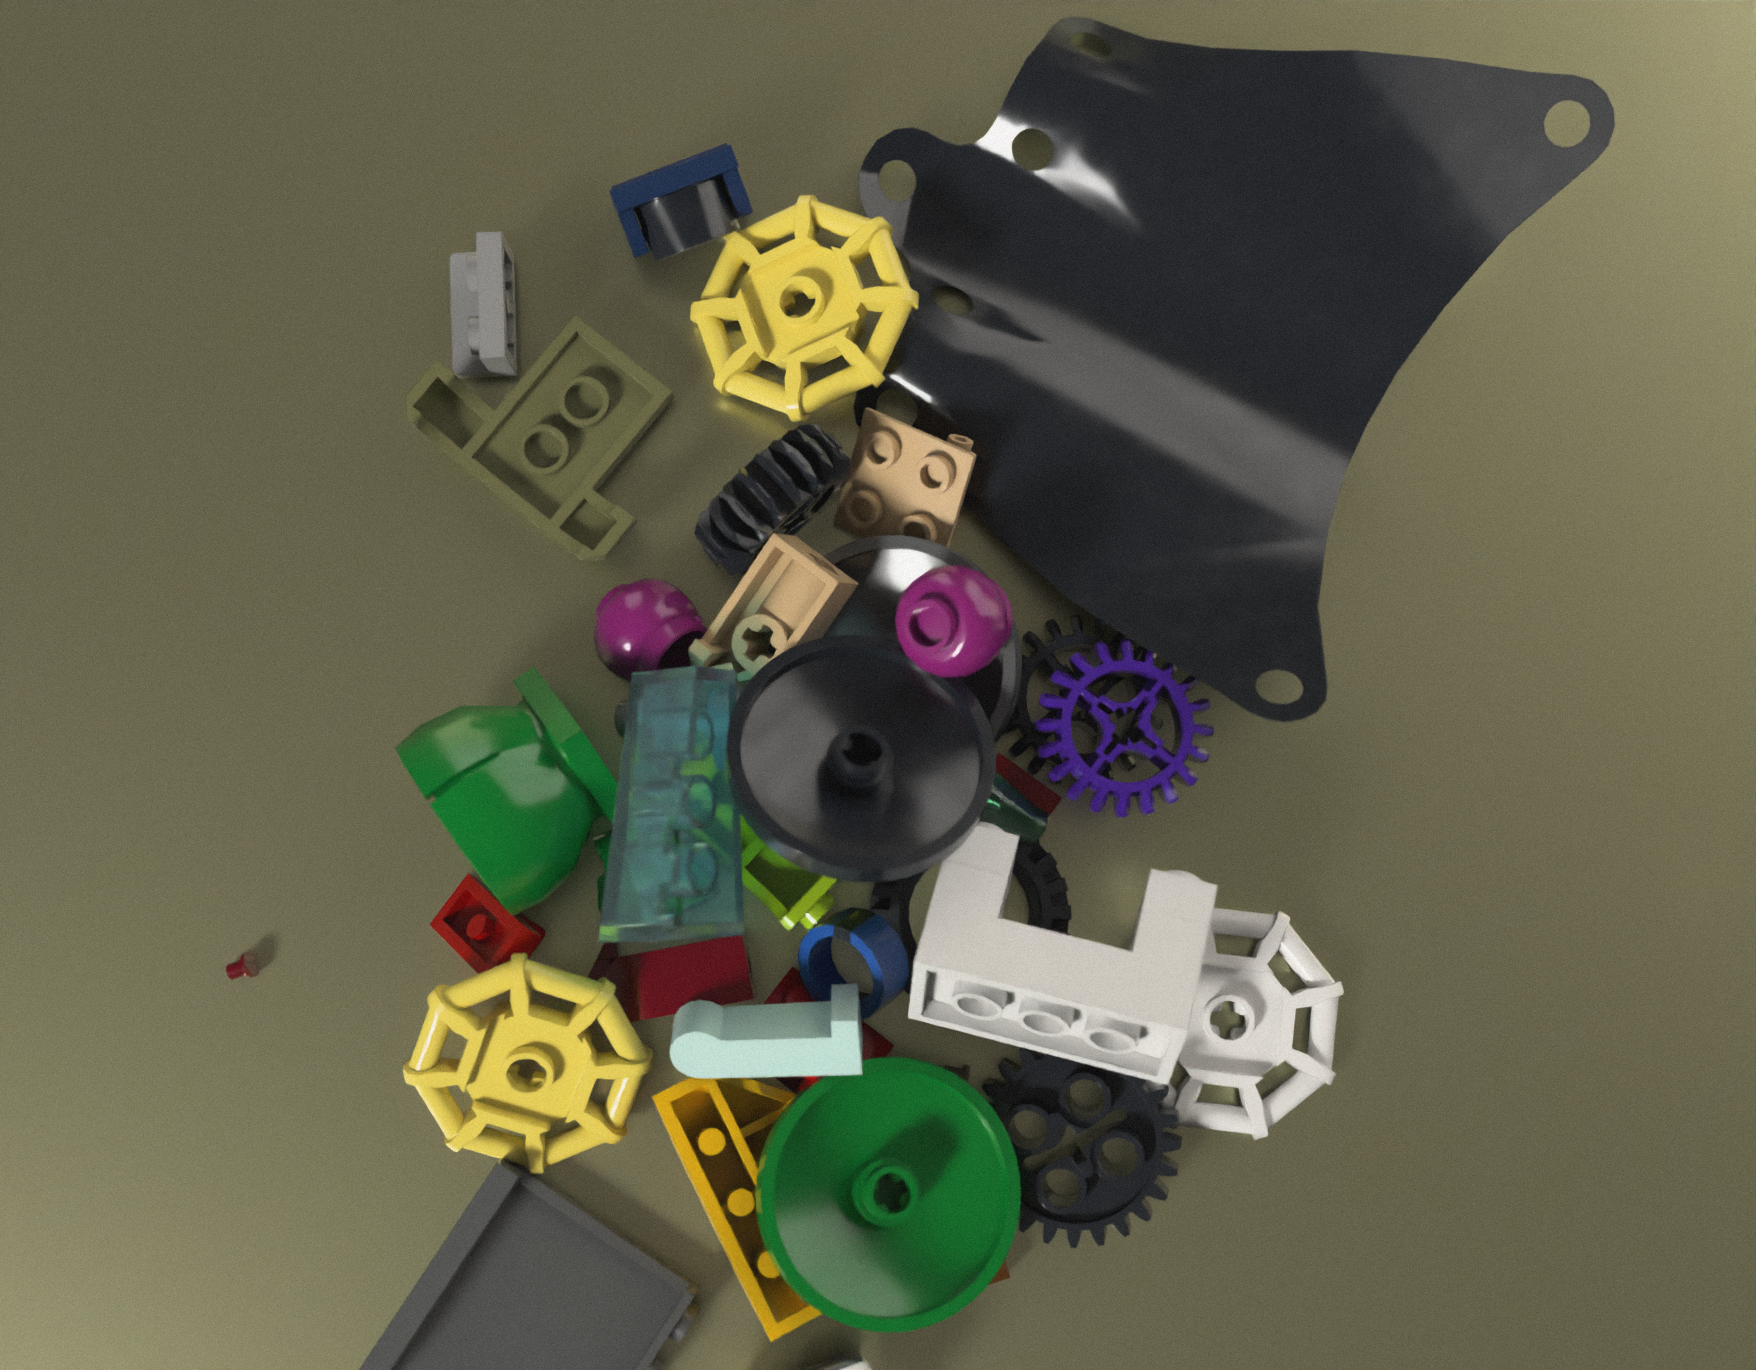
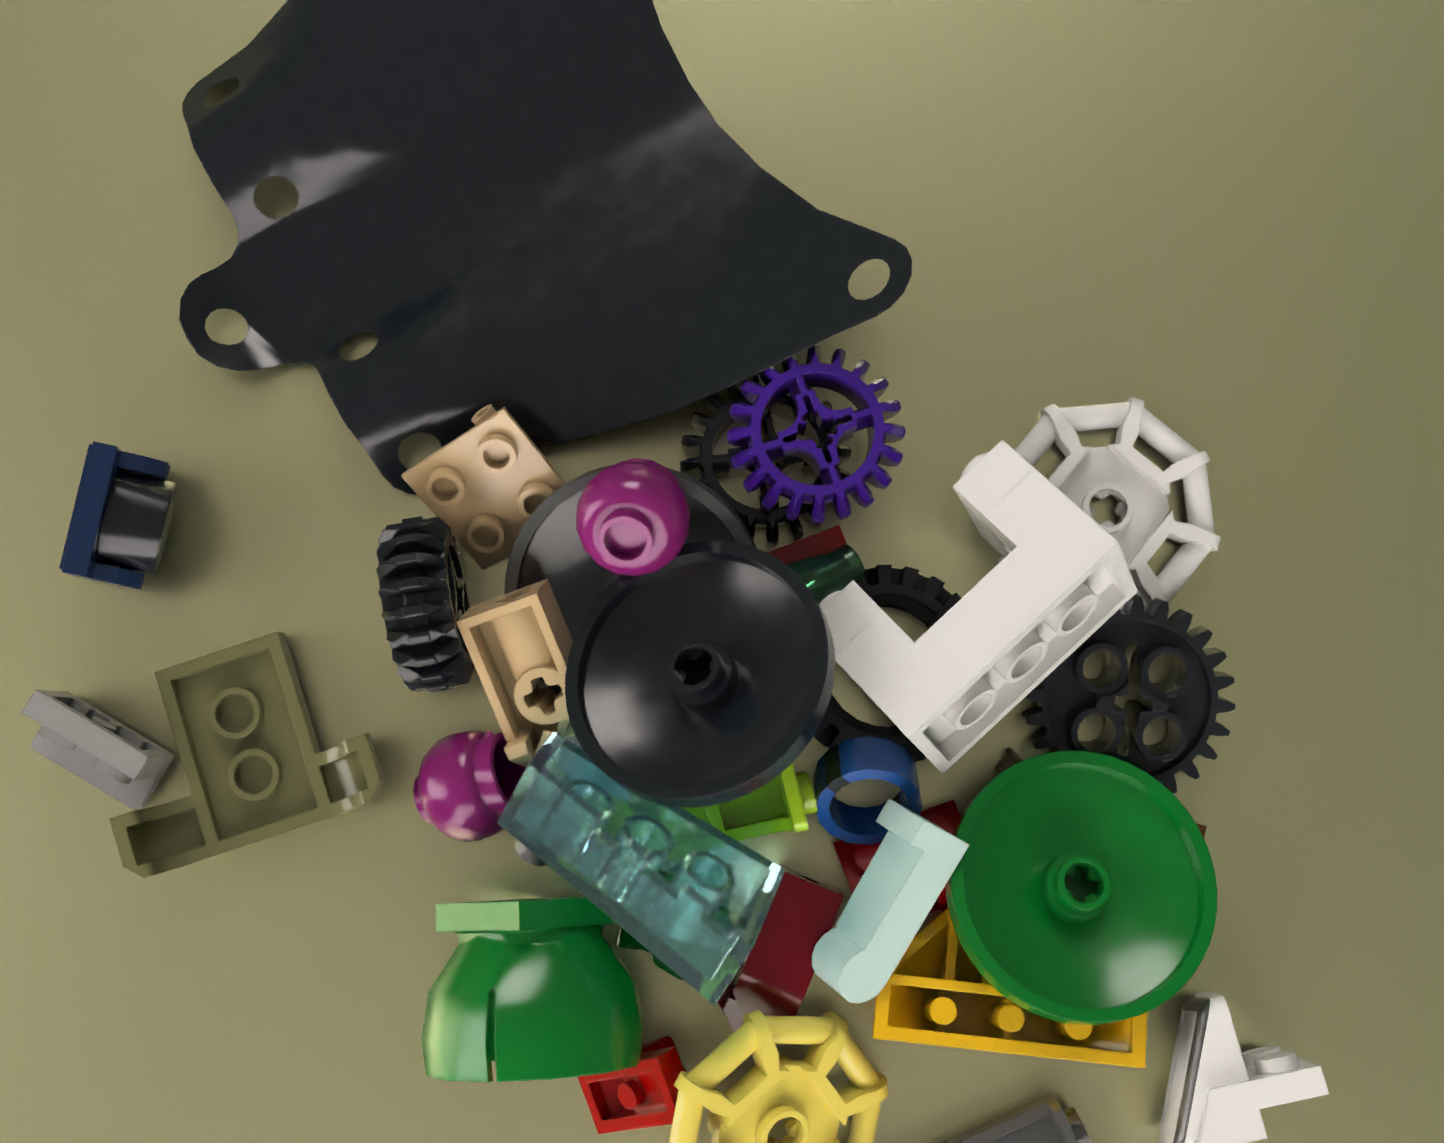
camera: 55 degrees left, 0 degrees up
(824, 332) = (312, 466): light yellow plate -> none

